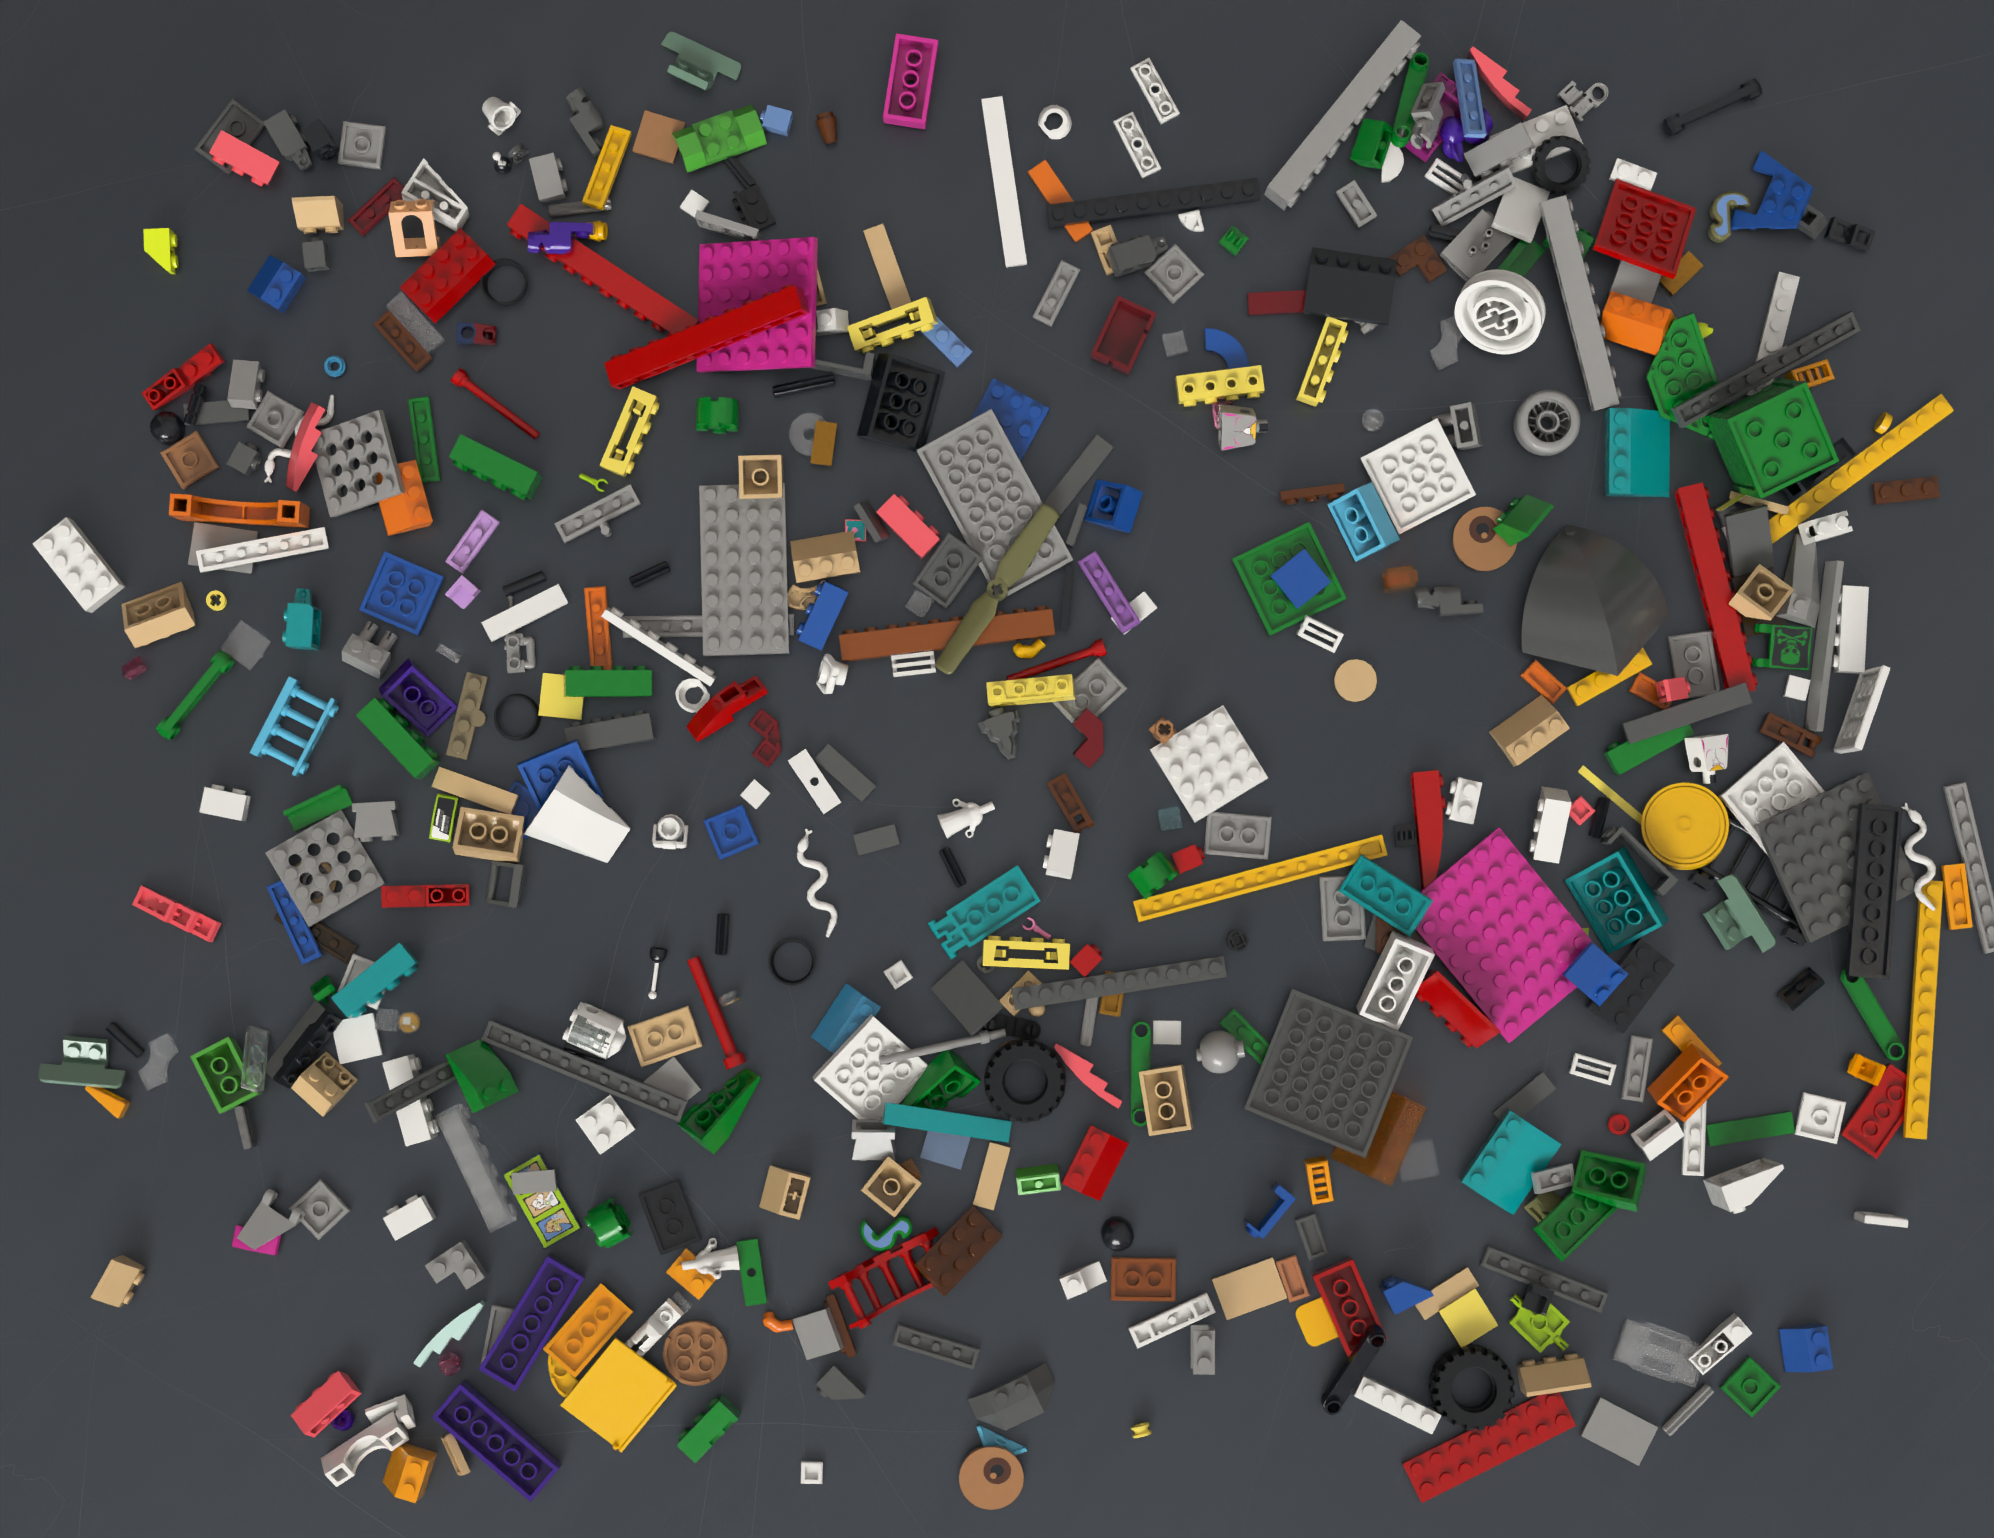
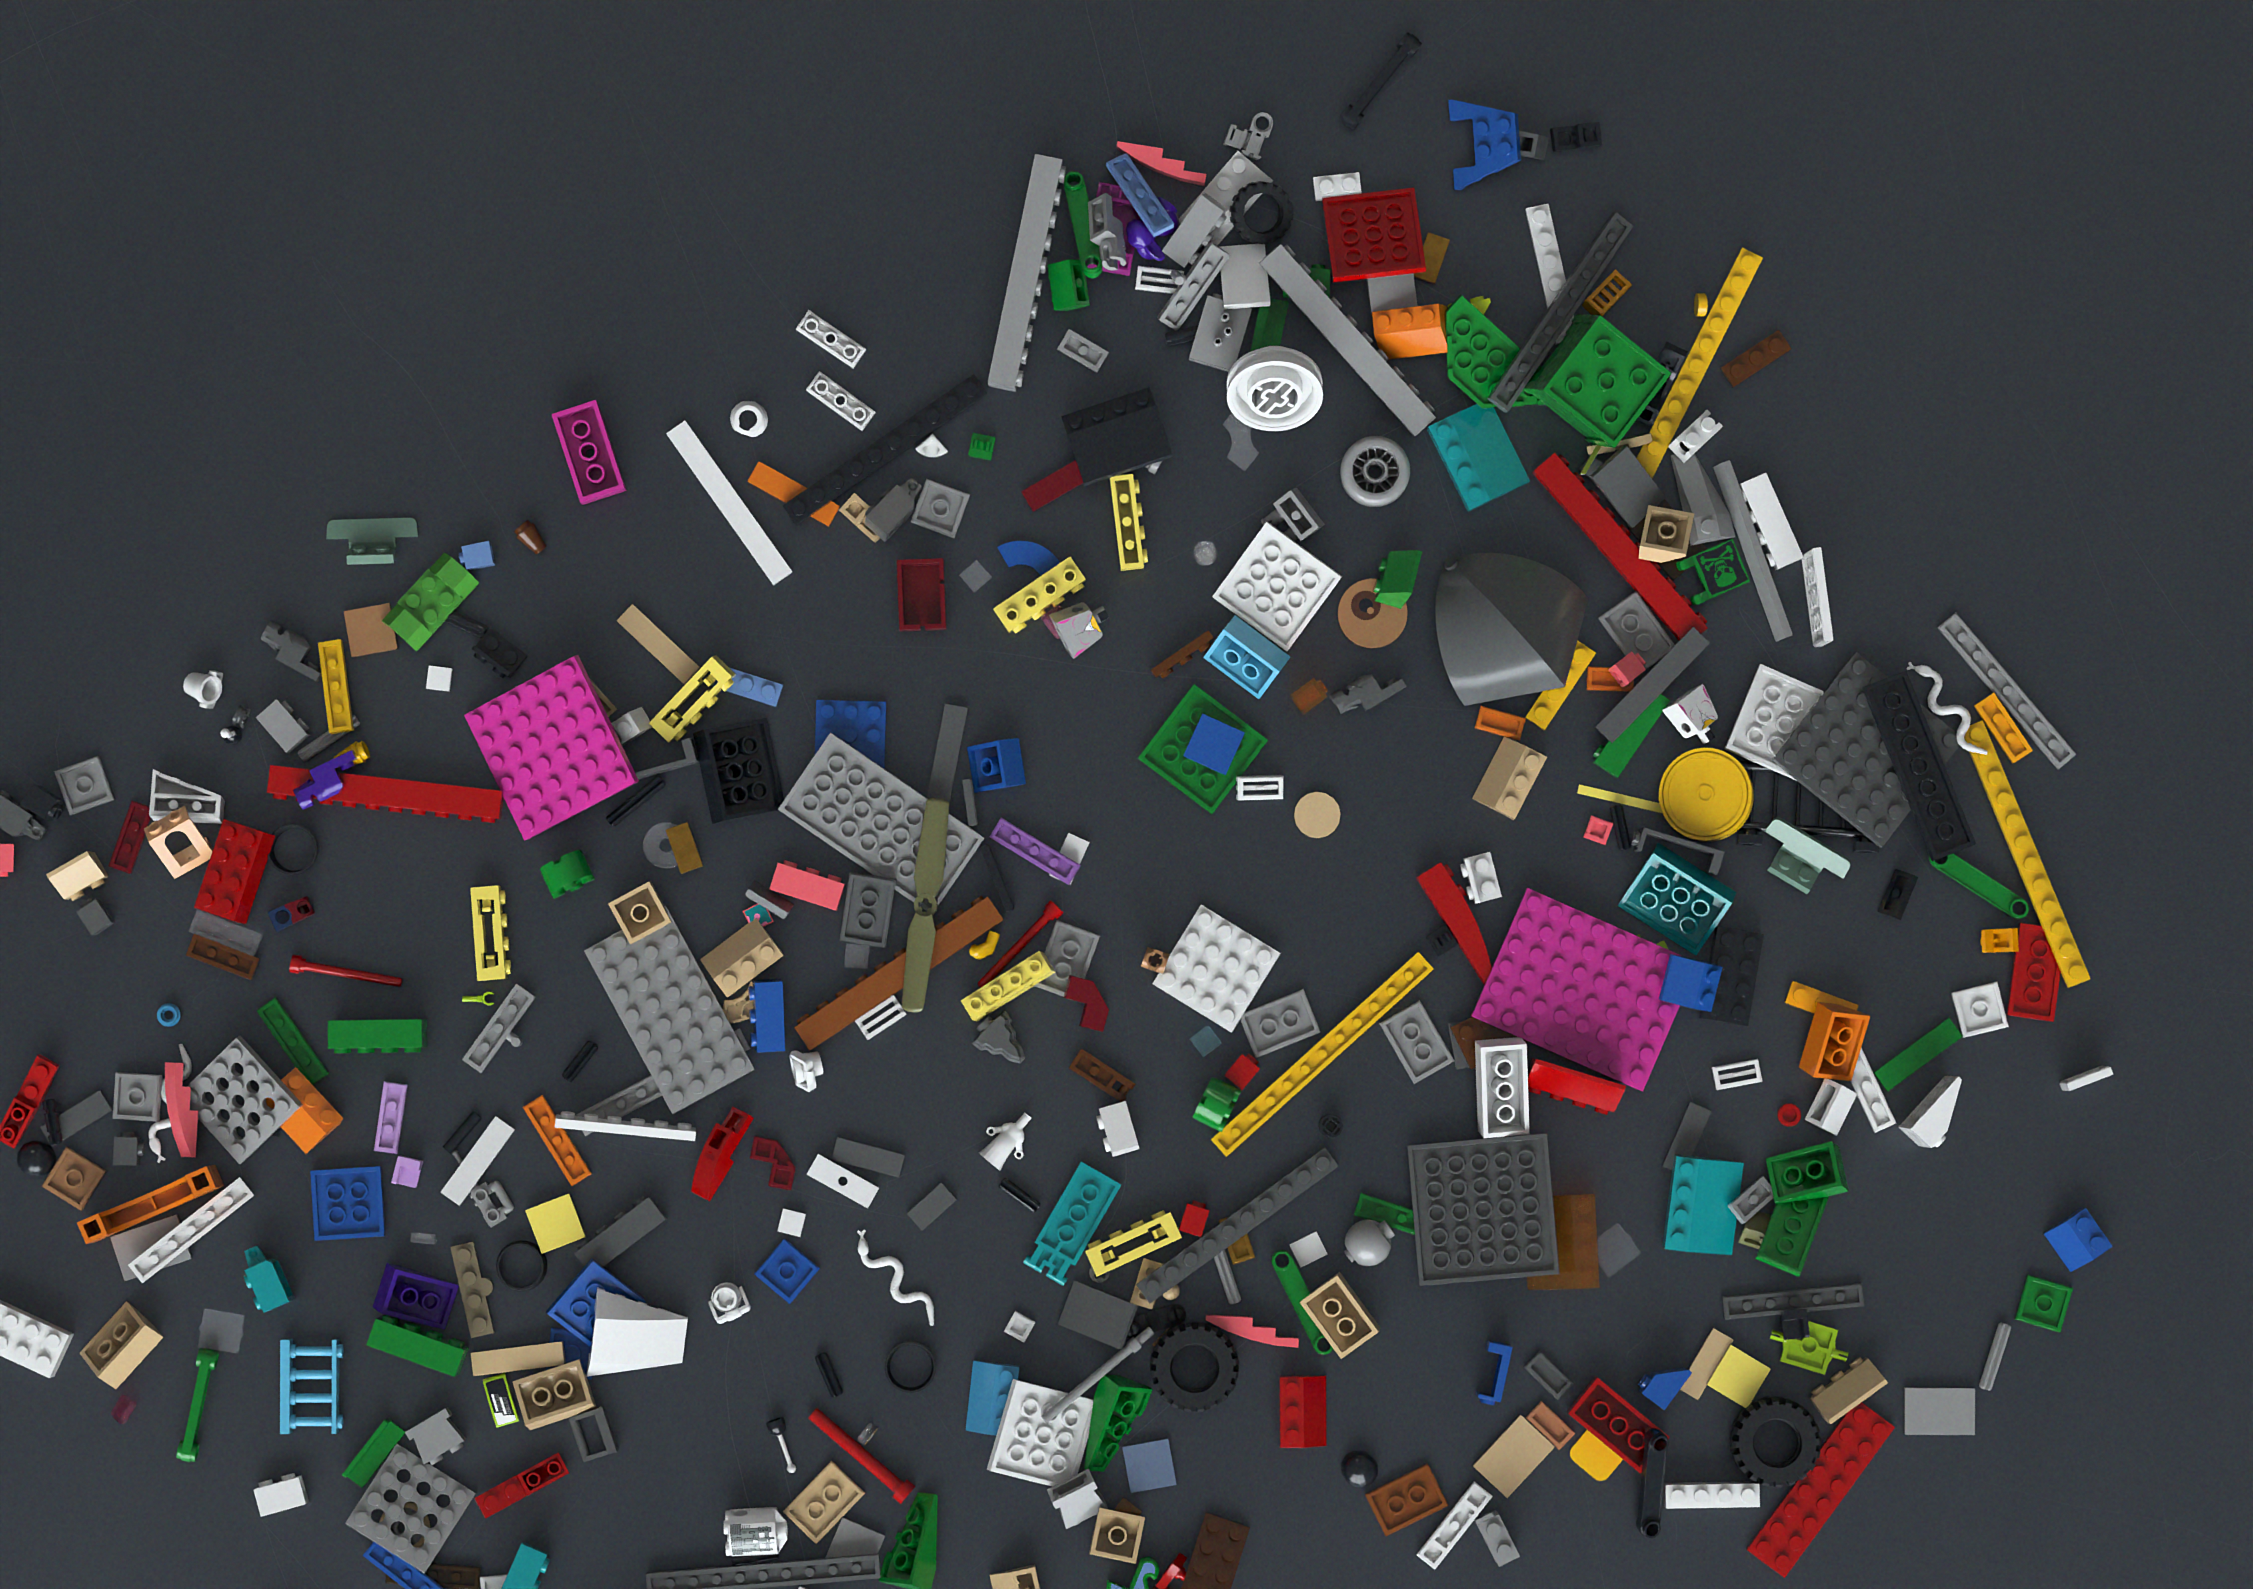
camera: 30 degrees left, 0 degrees up
(209, 601) = (163, 1306): light yellow bush -> none
(245, 384) = (92, 1077): light grey brick -> none
(276, 284) = (70, 963): blue slope -> none
(367, 656) = (345, 1281): light grey brick -> none
(607, 683) = (593, 1188): green brick -> none
(681, 691) = (668, 1158): white piece -> none
(707, 336) = (519, 804): red brick -> none
(727, 227) = (484, 685): light grey tile -> none
(946, 1122) = (1139, 1446): teal tile -> none
(991, 1176) = (1209, 1475): tan tile -> none
(1037, 929) = (1129, 1213): bright pink hand -> none
(1038, 1179) = (1256, 1455): bright green slope -> none
(1056, 293) = (835, 585): light grey tile -> none
(1082, 1279) = (1348, 1530): white arch -> none
(1317, 1162) = (1514, 1302): light orange slope -> none
(1385, 895) = (1451, 1009): teal tile -> none
(1392, 165) = (1098, 294): white tile -> none
(1419, 254) = (1169, 368): reddish brown plate -> none
(1550, 824) = (1576, 859): white wedge -> none
(1636, 1068) = (1779, 1052): light grey tile -> none
(1657, 1352) = (1940, 1315): clear piece -> none
(1720, 214) = (1440, 181): olive animal -> none
(1720, 1343) = (1992, 1277): white slope -> none
(1790, 734) = (1763, 653): reddish brown plate -> none
(1796, 688) = (1747, 604): white tile -> none

